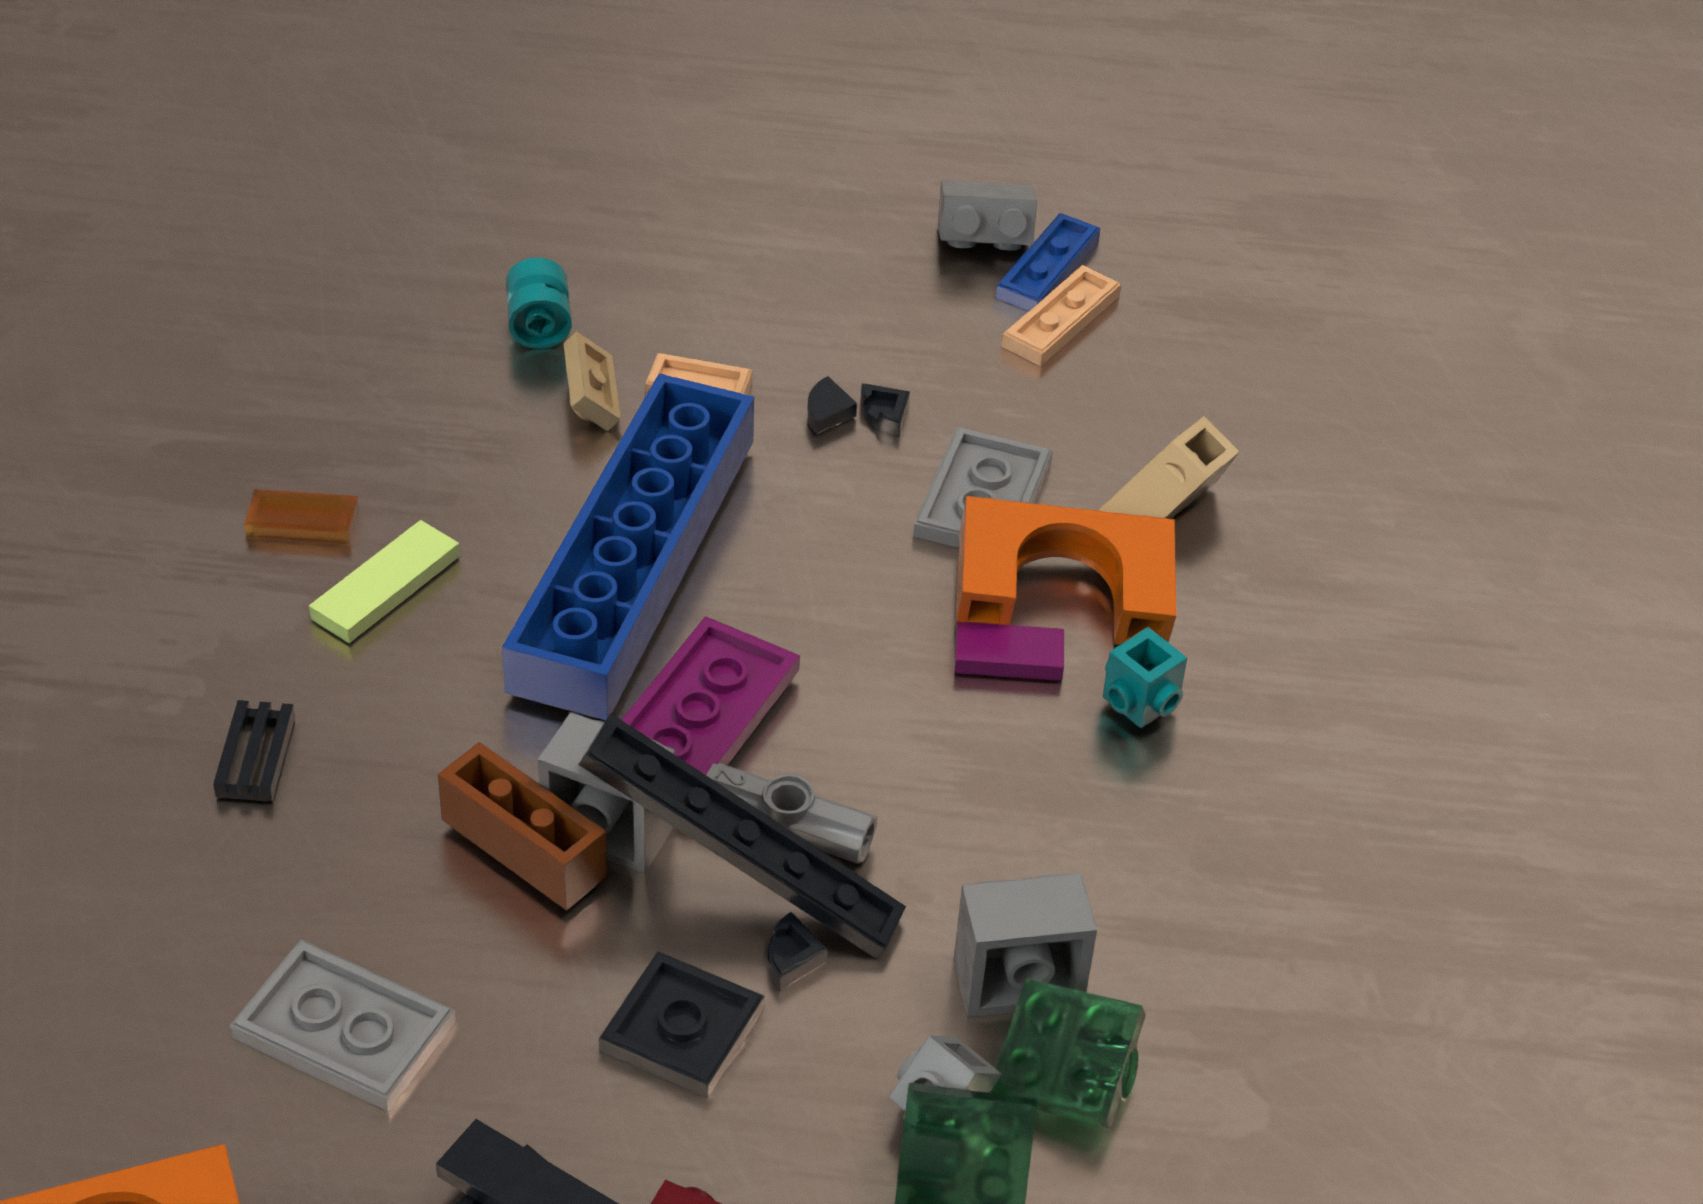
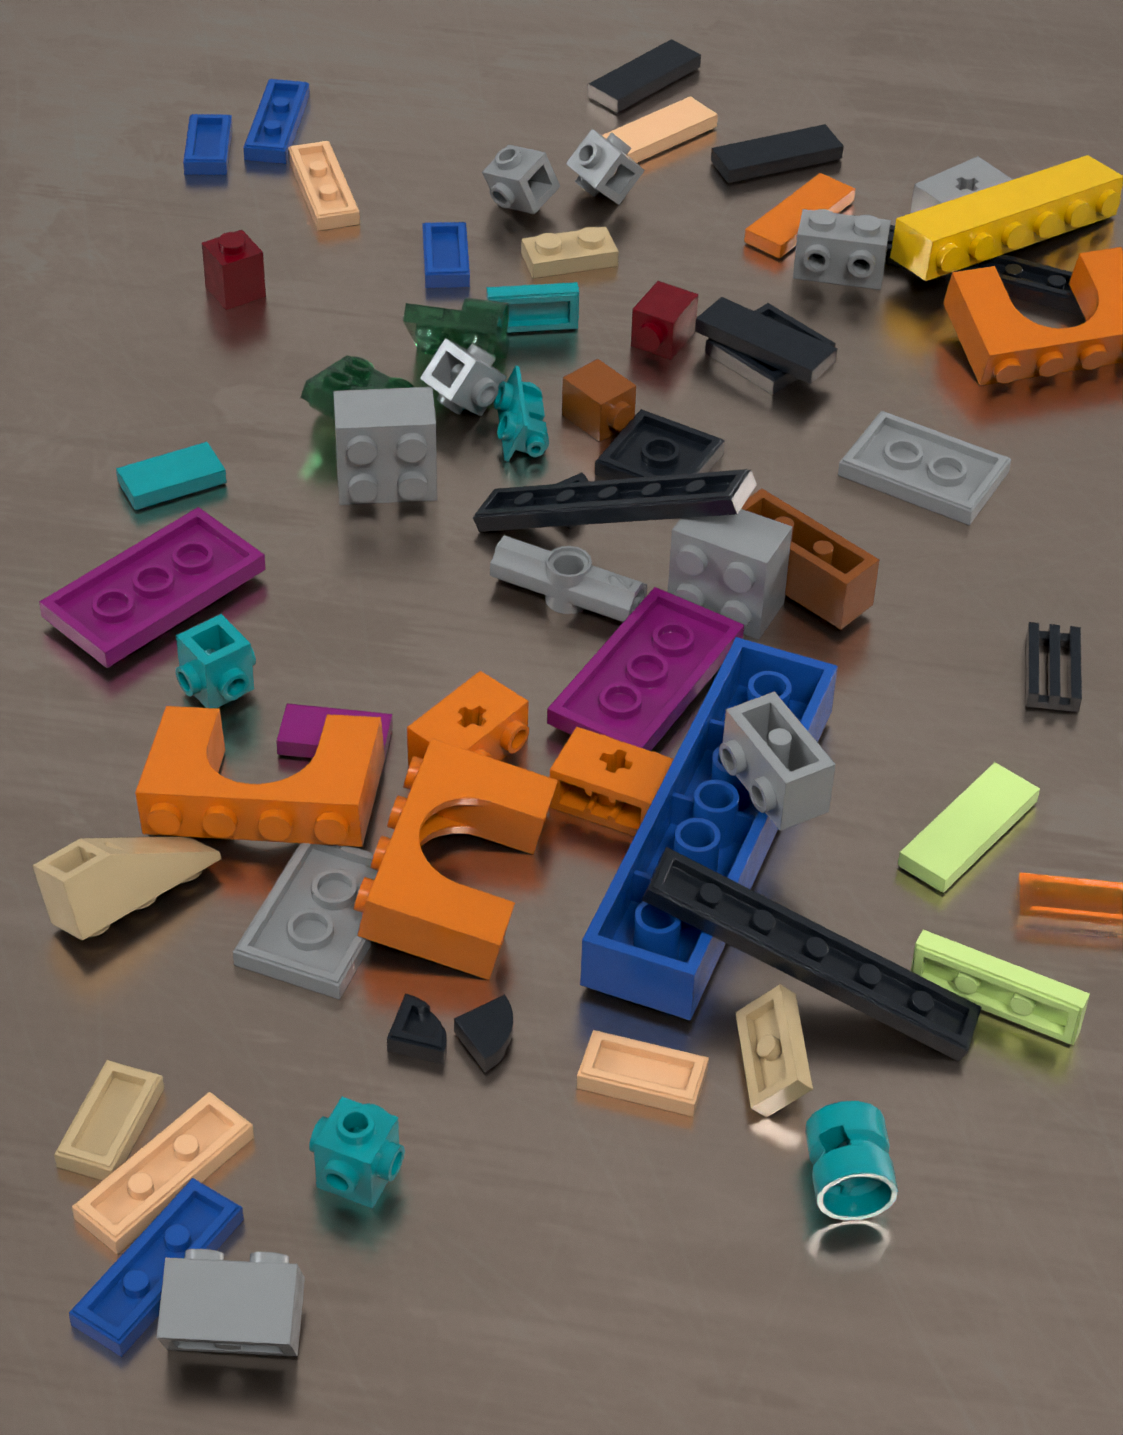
camera: 175 degrees left, 0 degrees up
(393, 429) = (1001, 987): none -> yellowish green tile
(559, 411) = (812, 954): none -> black tile
(579, 489) = (777, 761): none -> light grey brick
(730, 588) = (607, 780): none -> orange brick
(763, 1082) = (598, 400): none -> dark orange brick
(860, 1040) = (521, 417): none -> teal hinge
(875, 635) = (475, 717): none -> orange brick
(884, 552) = (413, 903): none -> orange arch
(923, 295) = (356, 1151): none -> teal brick
(1113, 344) = (109, 1120): none -> tan tile
(1241, 798) = (152, 586): none -> magenta plate
(1277, 961) = (171, 475): none -> teal tile

